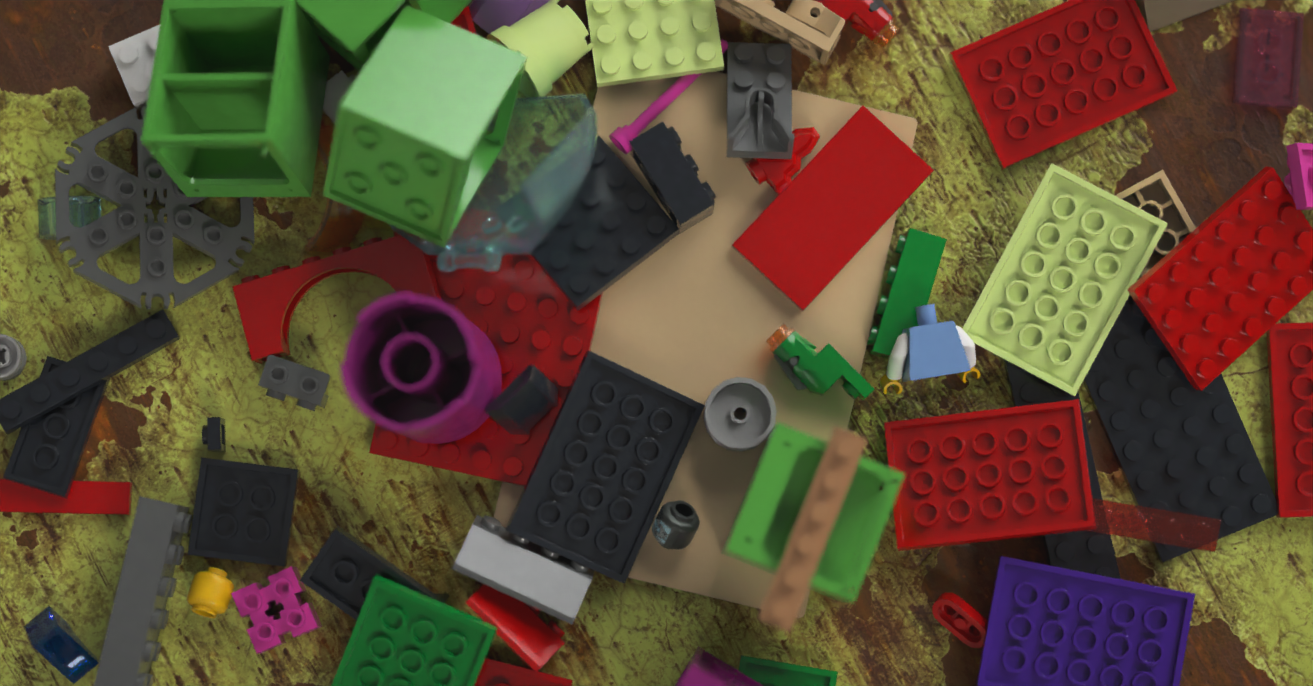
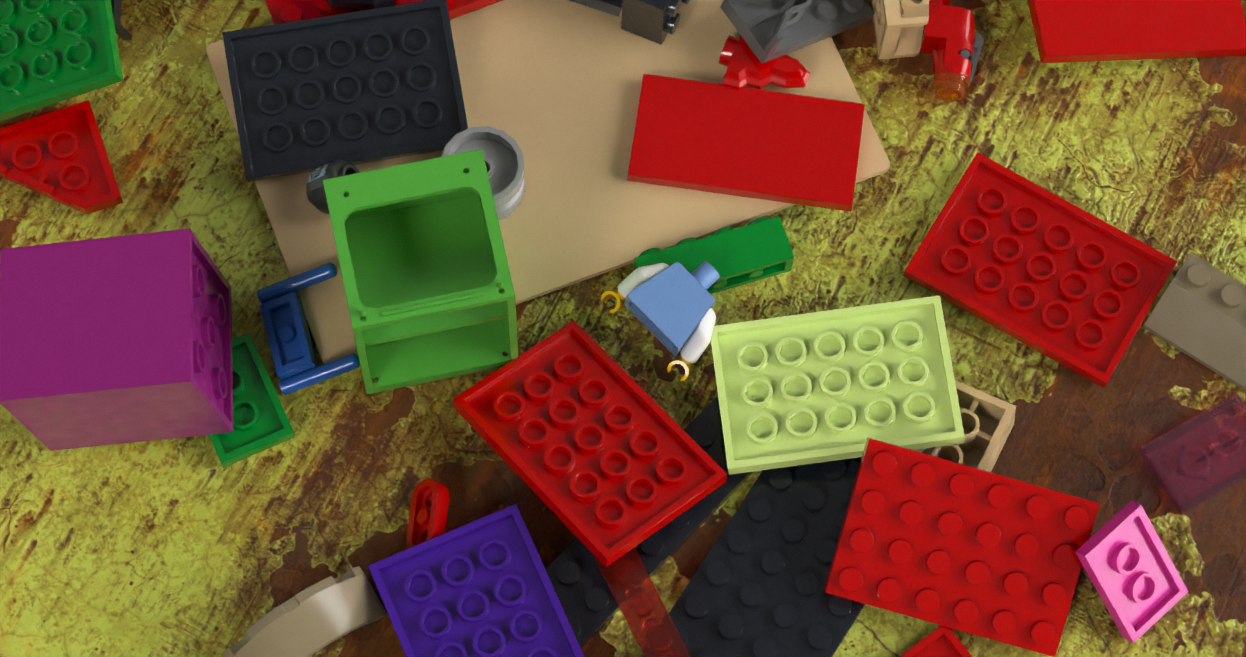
camera: 55 degrees right, 15 degrees down
(518, 625) = (142, 110): red slope -> none
(523, 569) = (196, 80): slope -> none
(743, 624) = (290, 334): none -> blue plate
(812, 369) = (579, 218): green plate -> none
(812, 529) = (397, 241): medium nougat plate -> none

